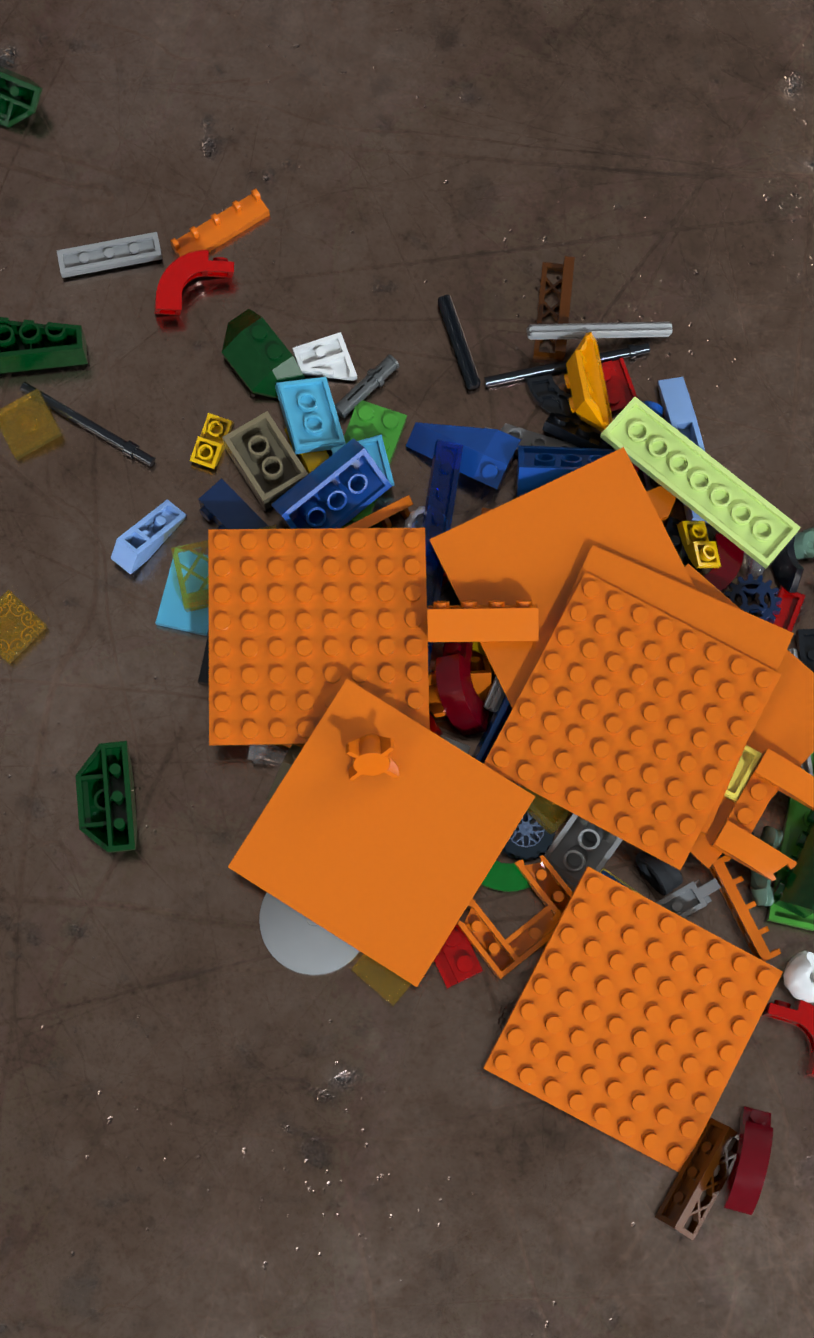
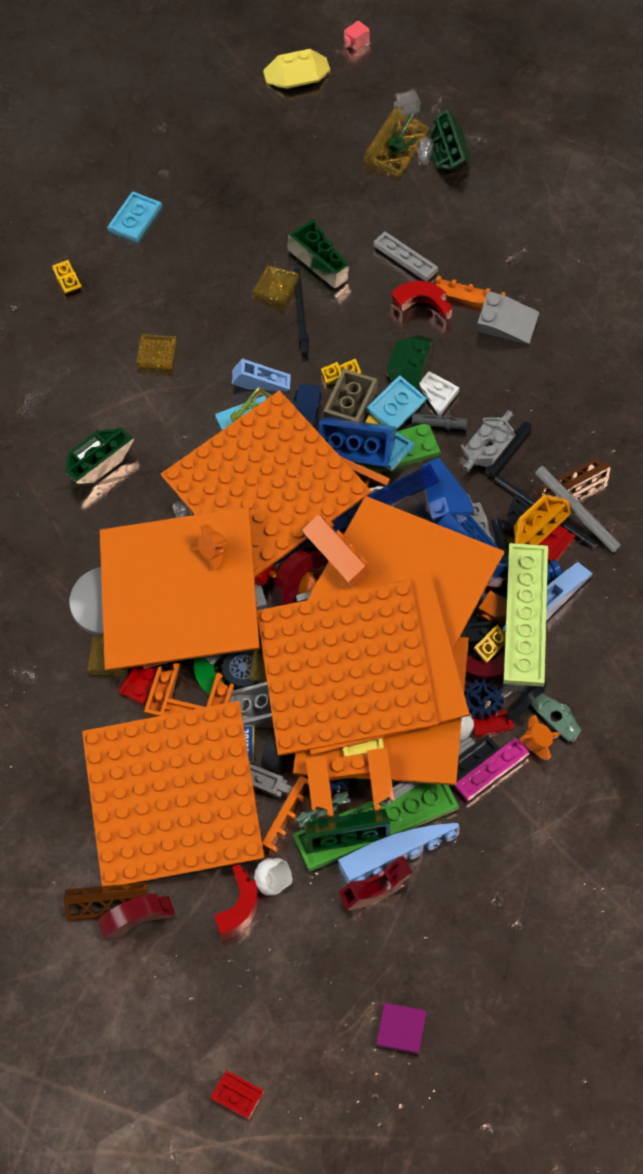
camera: 60 degrees right, 15 degrees down
(291, 213) = (507, 318): none -> light grey slope
(430, 337) = (493, 431): none -> light grey plate

